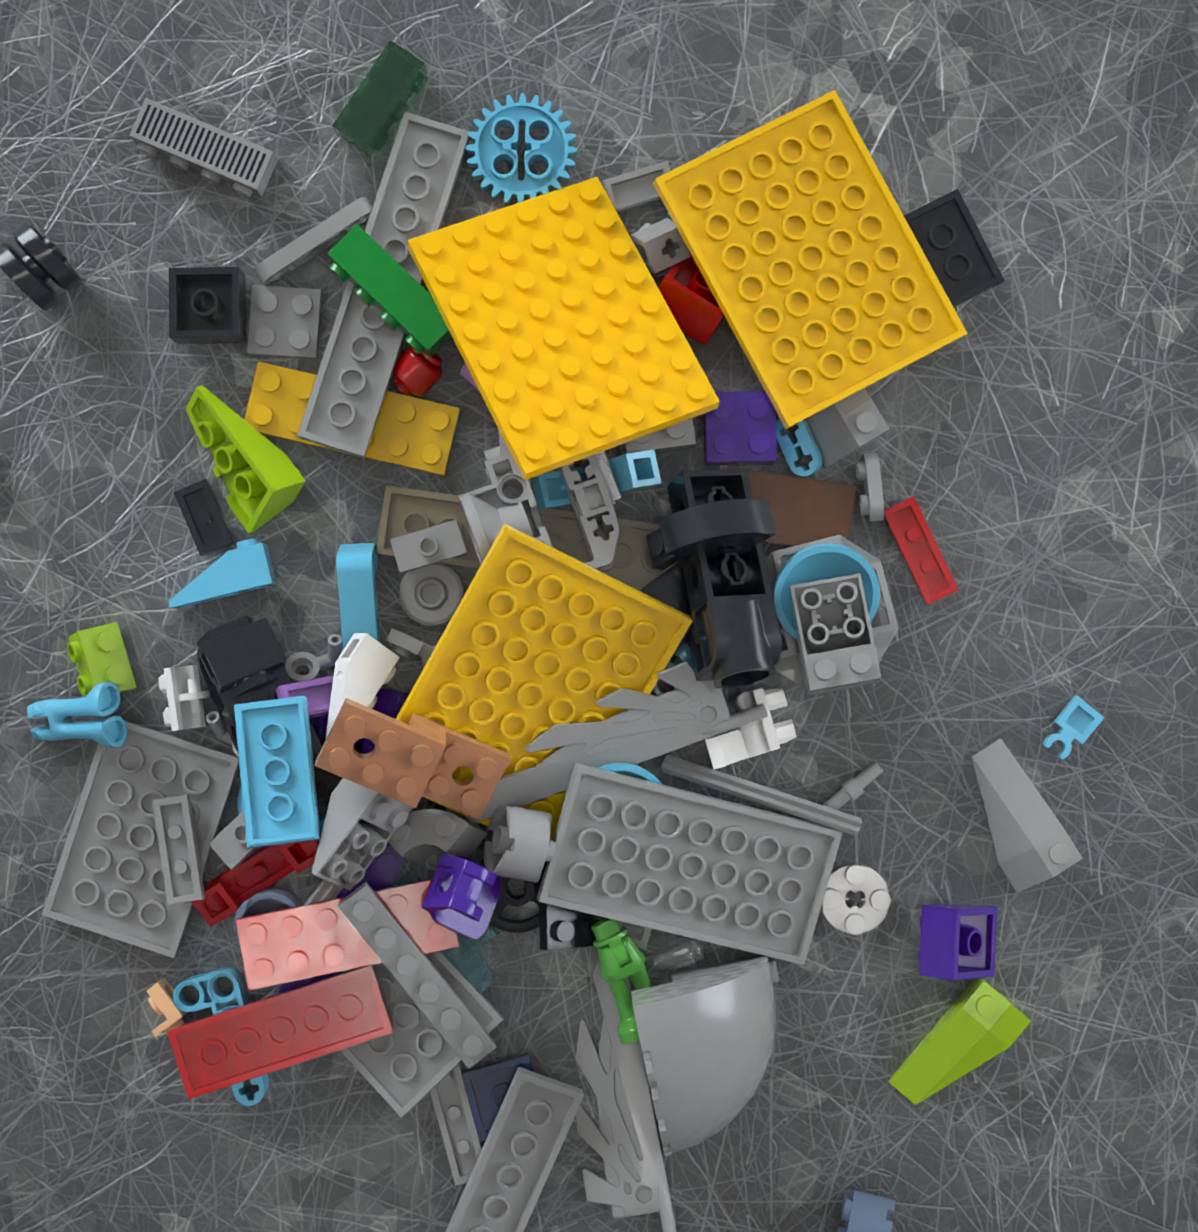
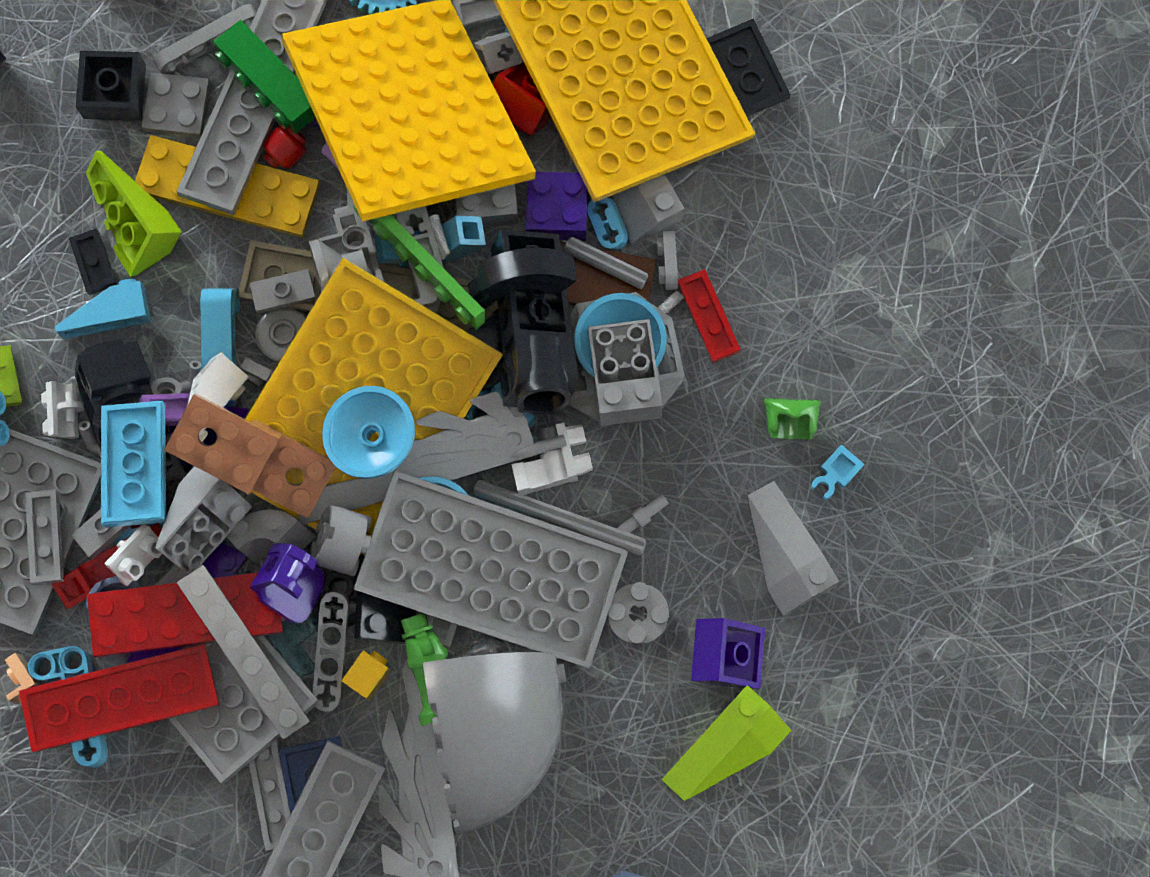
camera: 10 degrees right, 10 degrees down
(284, 872) = (134, 555): none -> white hips
(513, 961) = (327, 650): none -> light grey beam
(521, 728) = (355, 419): none -> medium azure dish
(555, 984) = (367, 674): none -> yellow brick
(602, 528) = (429, 270): none -> bright green plate
(800, 494) = (606, 263): none -> light grey axle
(873, 536) = (671, 302): none -> white piece
(1021, 667) = (792, 417): none -> bright green hair

